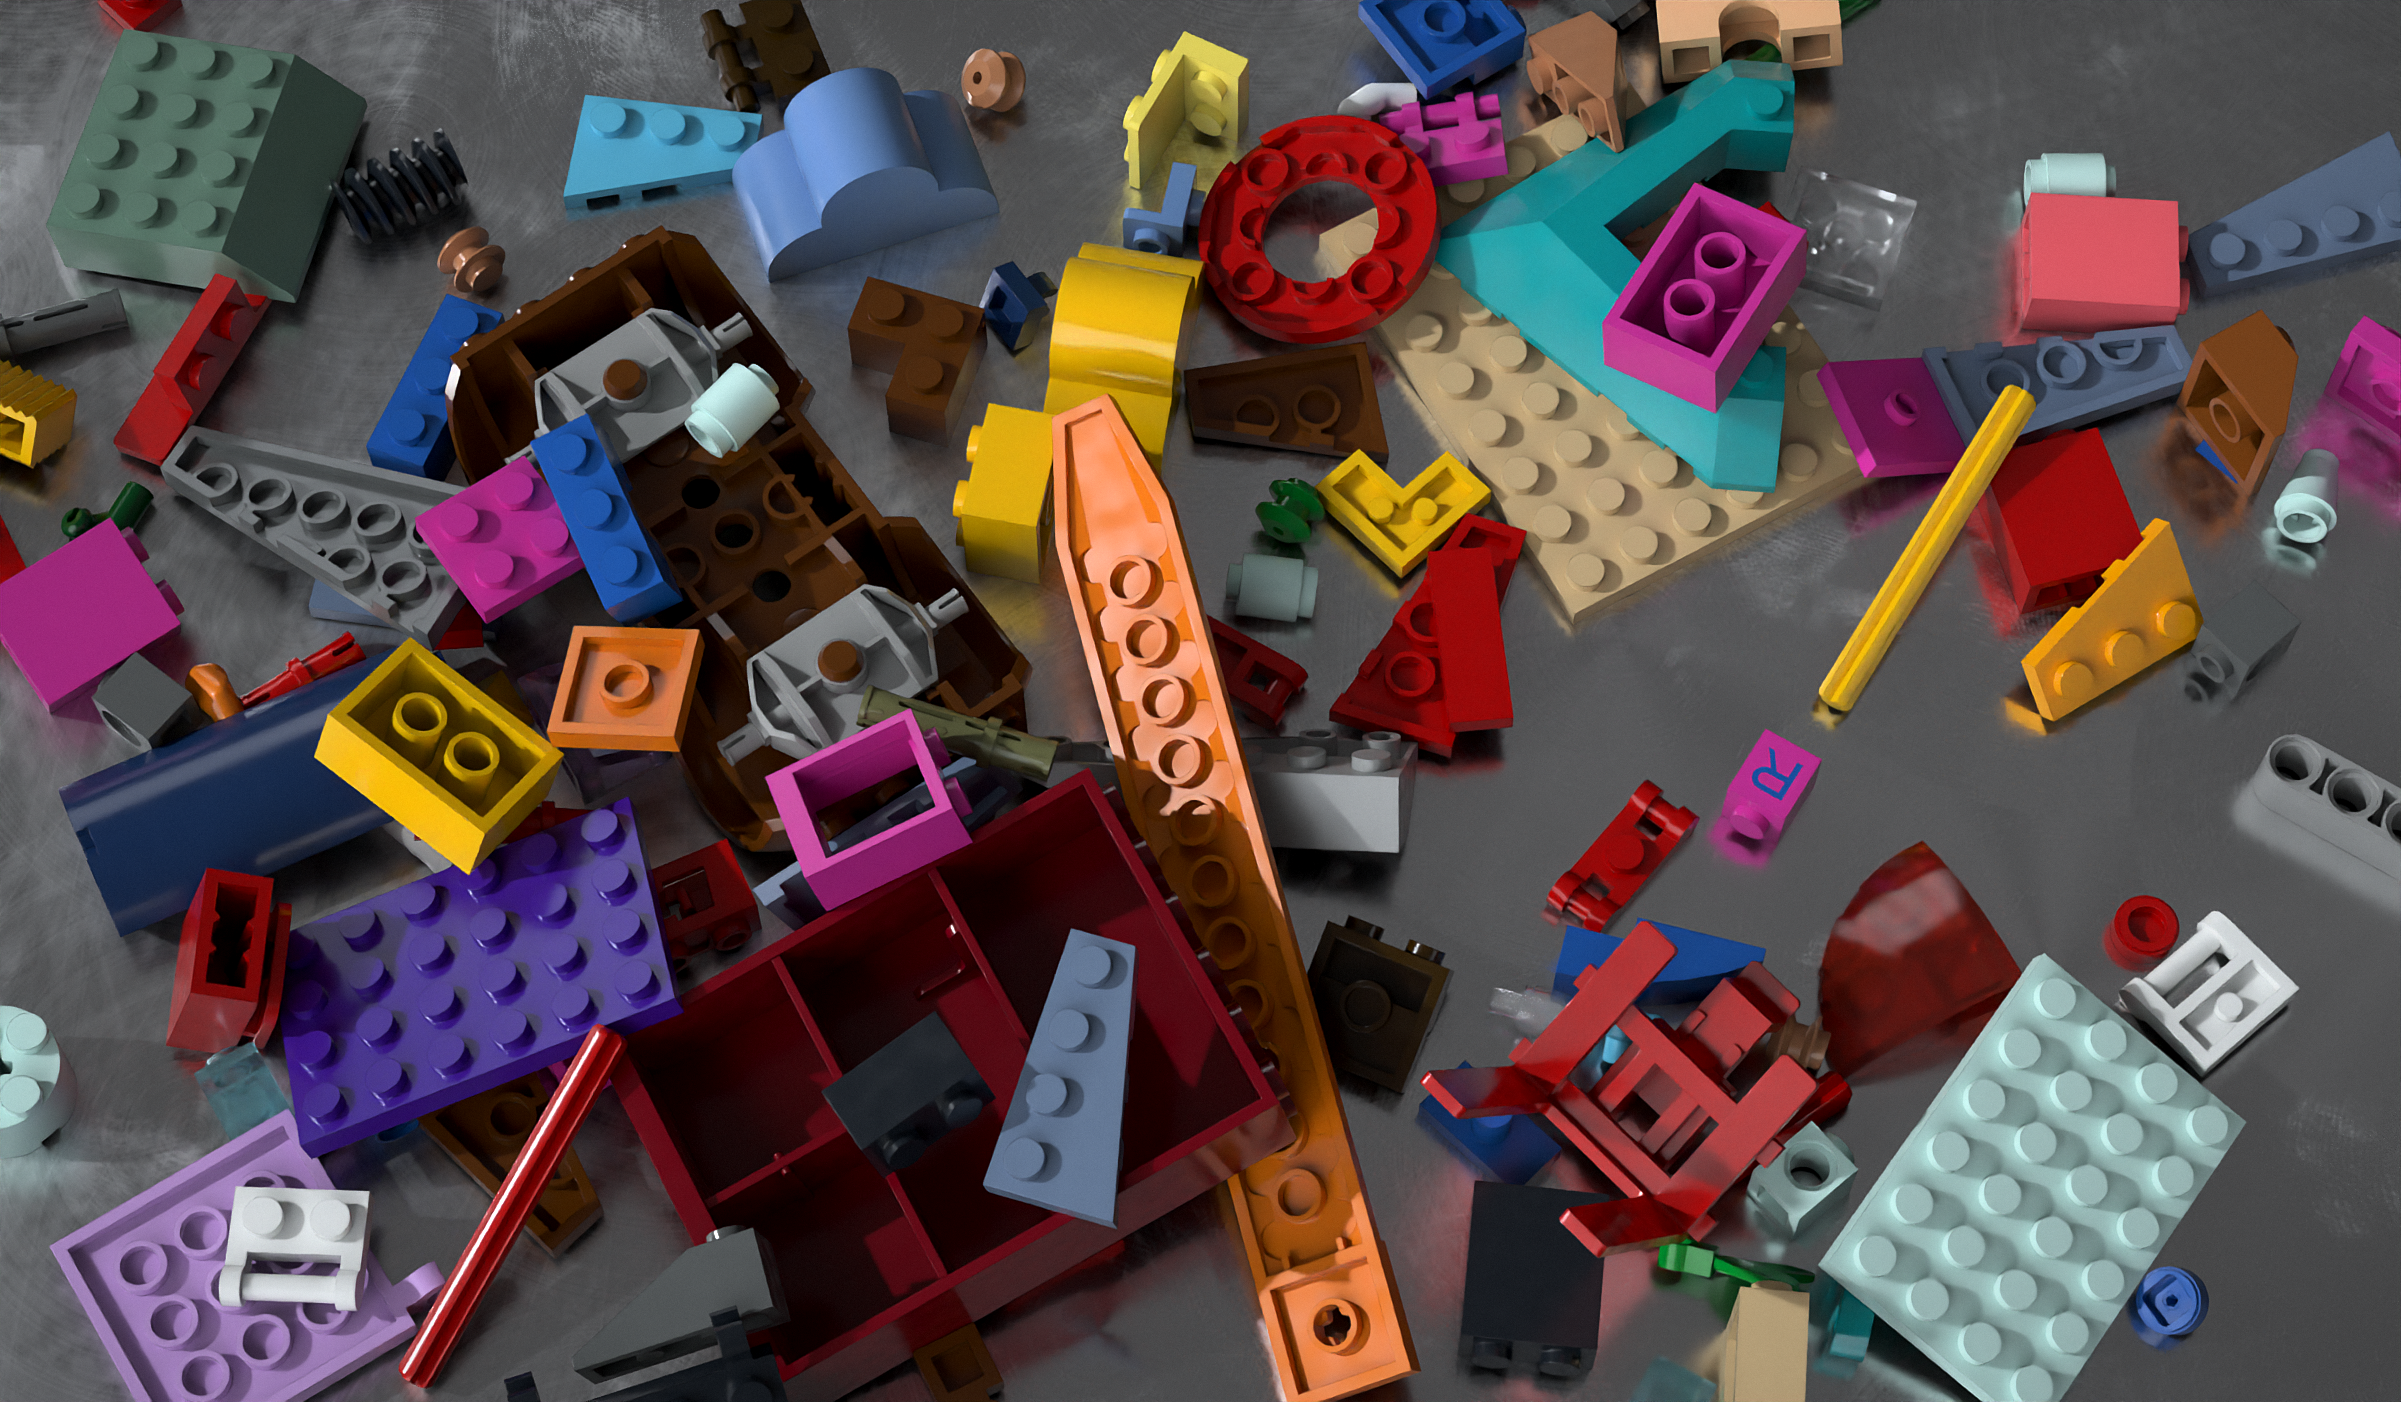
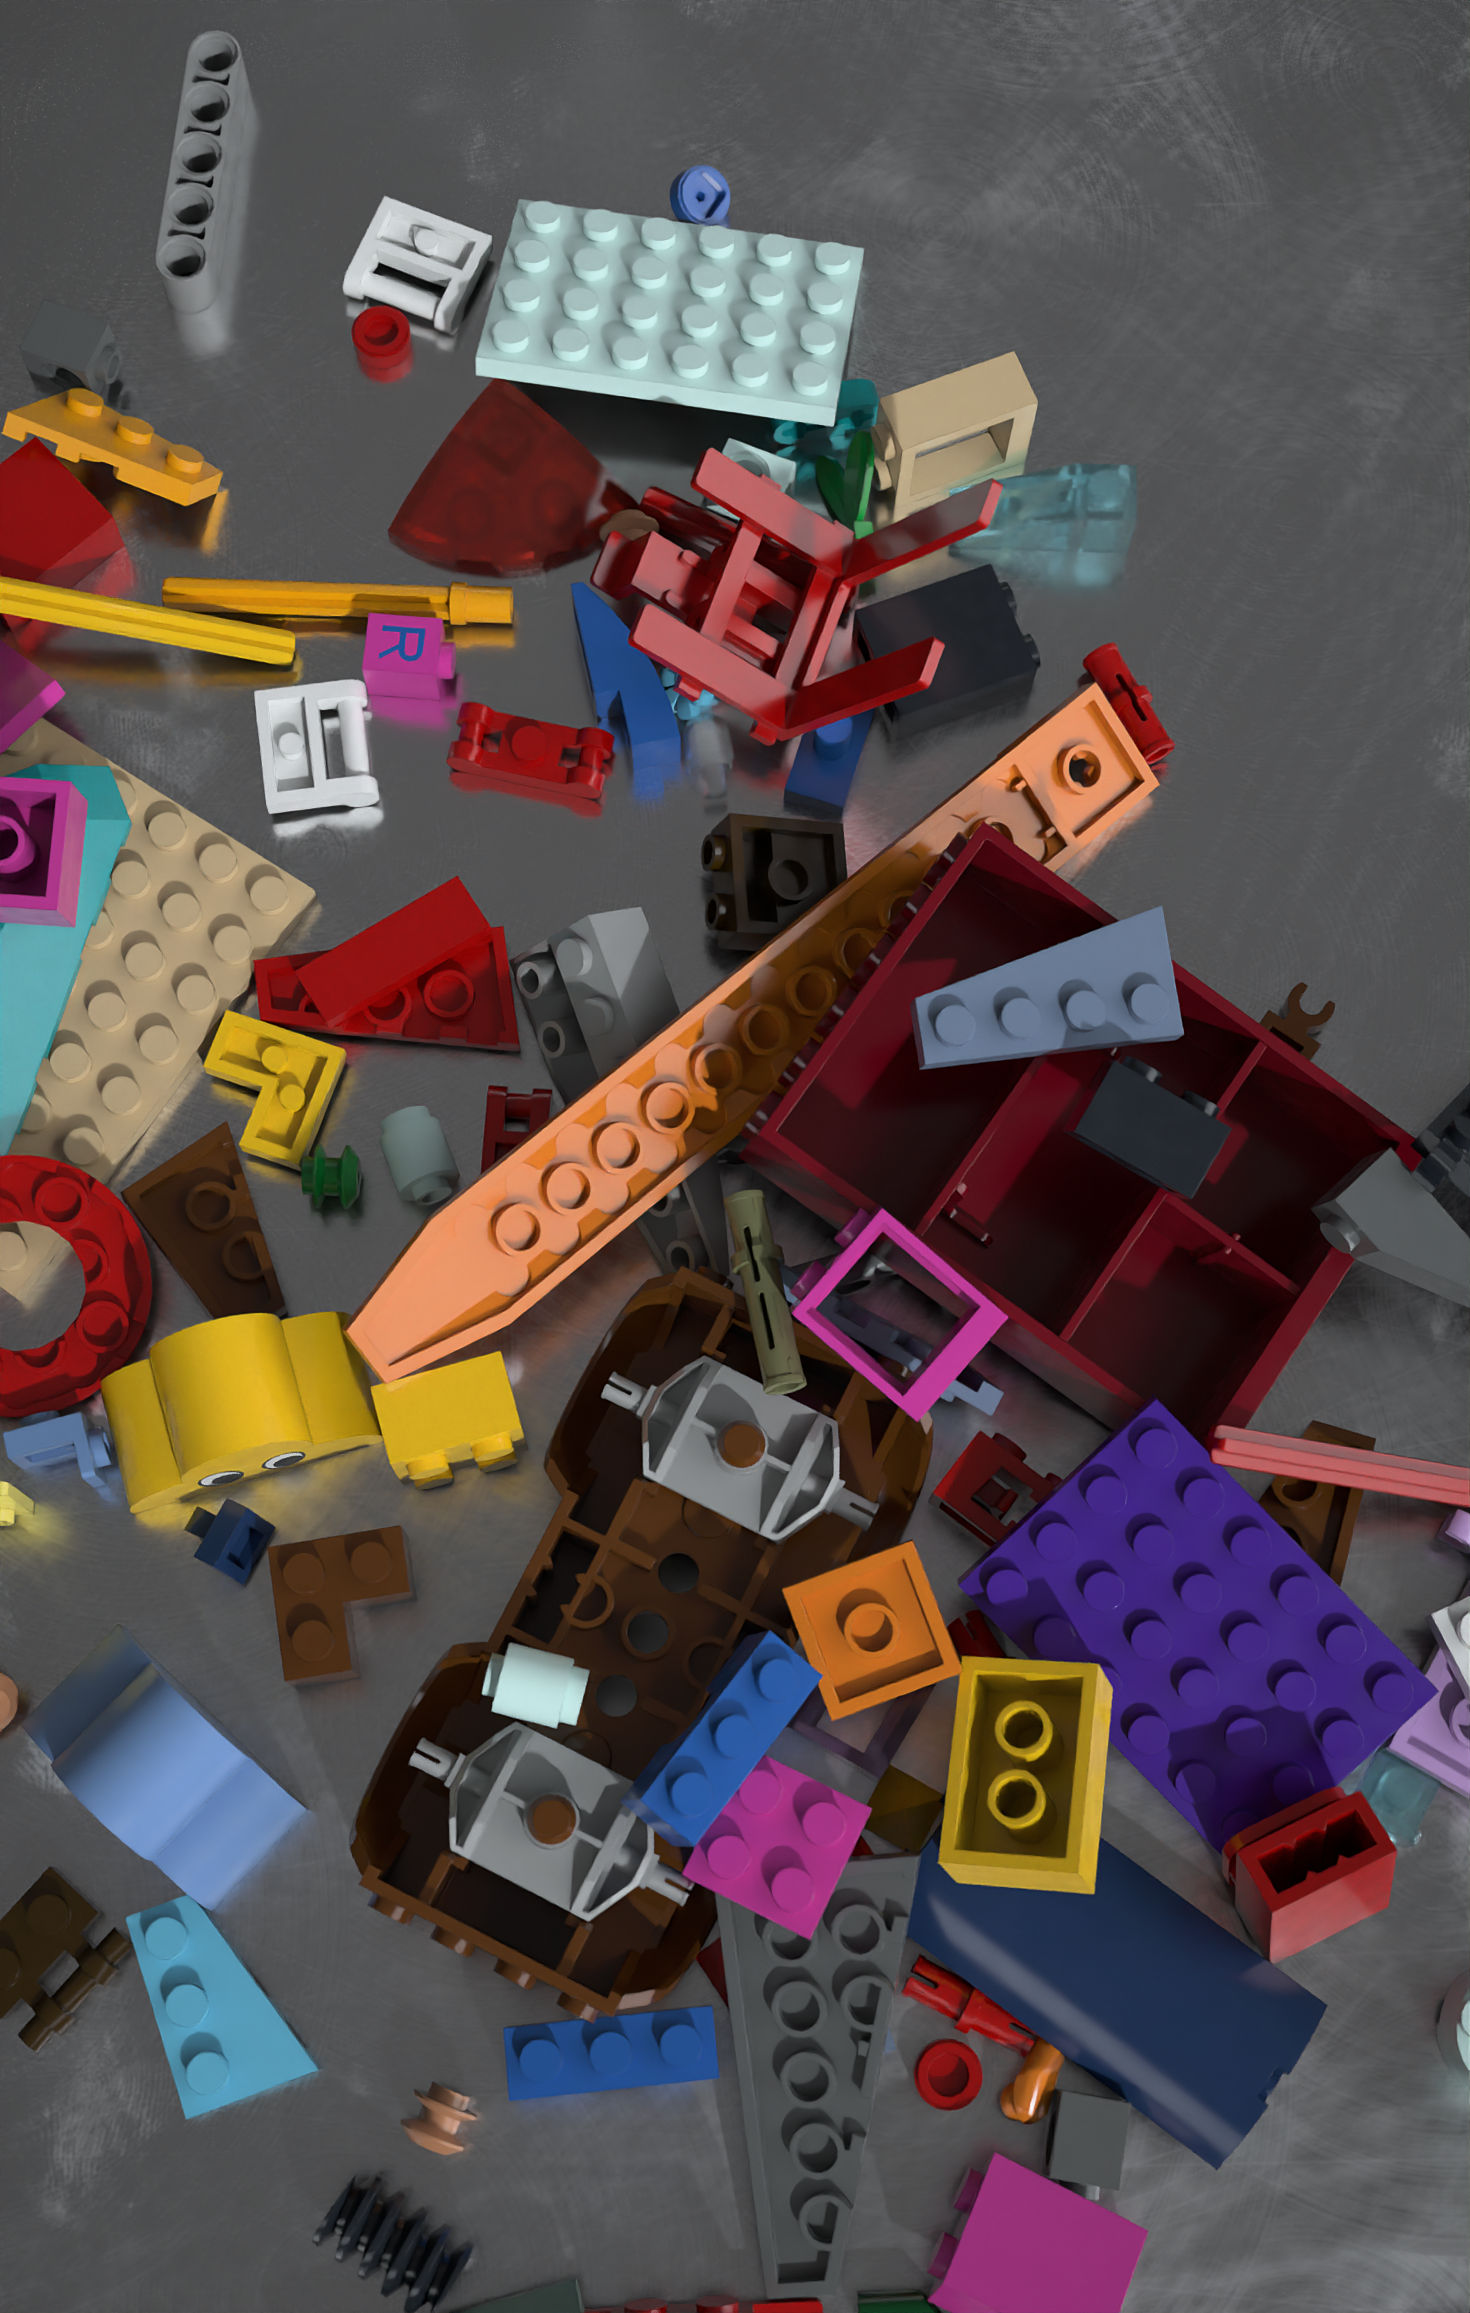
camera: 120 degrees left, 10 degrees up
(265, 641) = (947, 2074): none -> red tile
(1723, 657) = (295, 751): none -> white plate
(1812, 858) = (455, 603): none -> light orange axle

